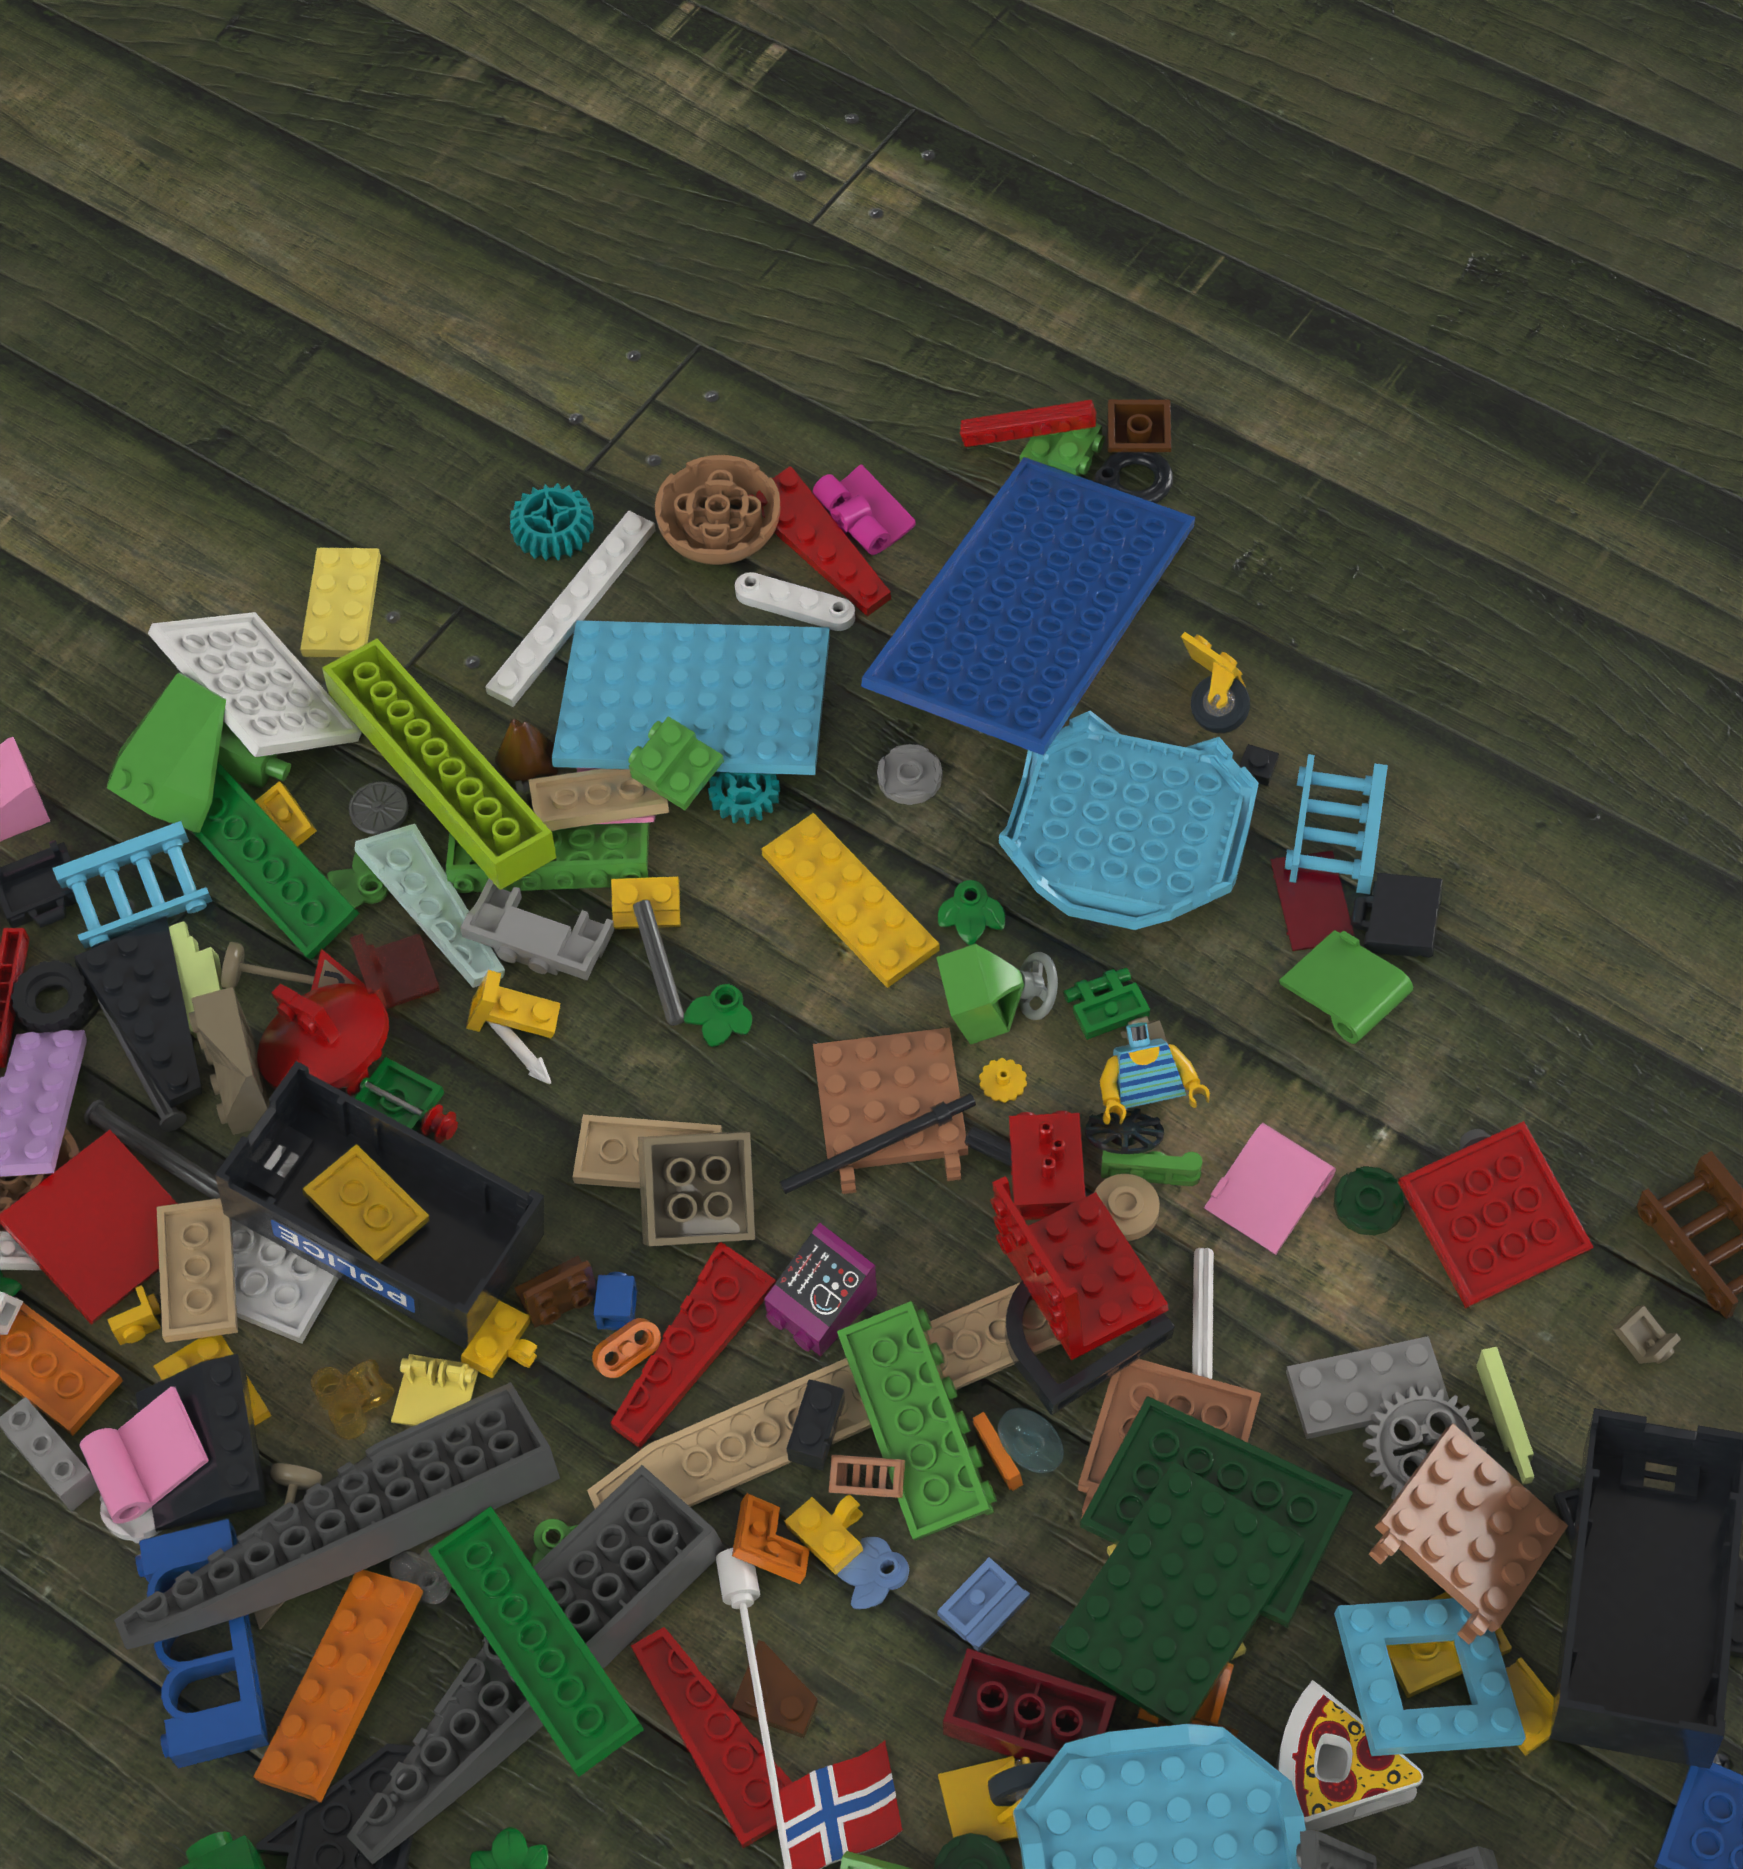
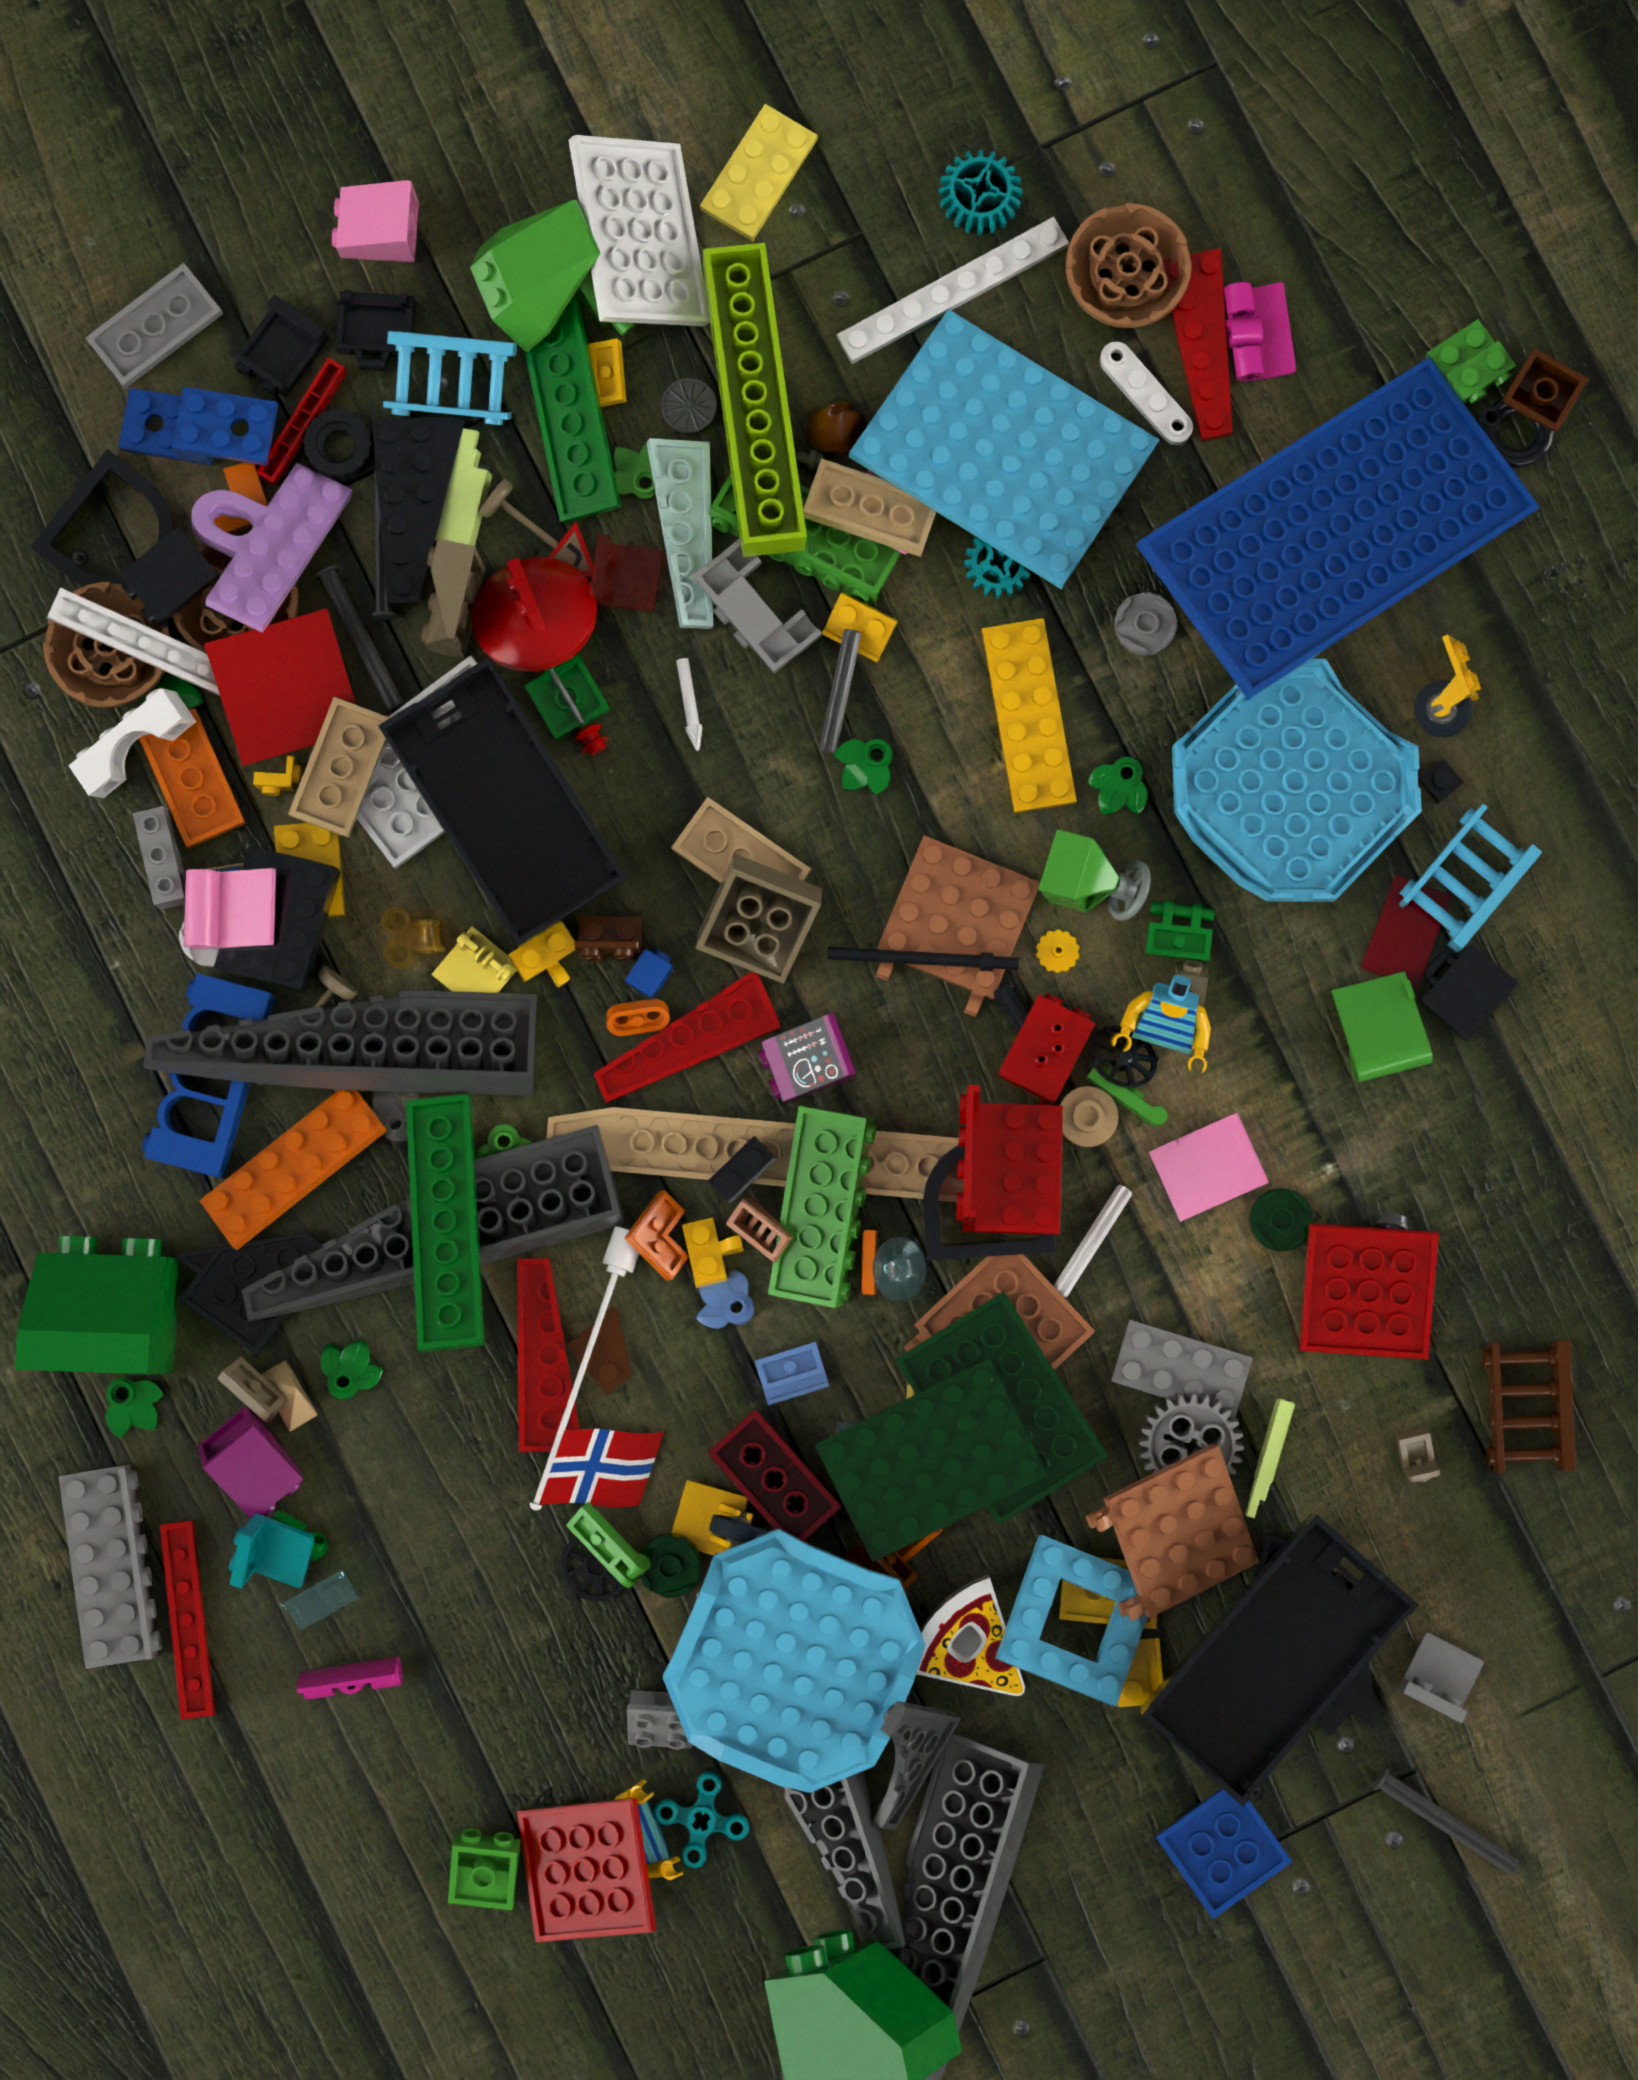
camera: 30 degrees right, 25 degrees up
(365, 1204) = (494, 790): yellow plate -> none
(511, 1008) = (700, 668): yellow bracket -> none
(674, 762) = (946, 520): bright green plate -> none
(1028, 423) = (1451, 327): red piece -> none

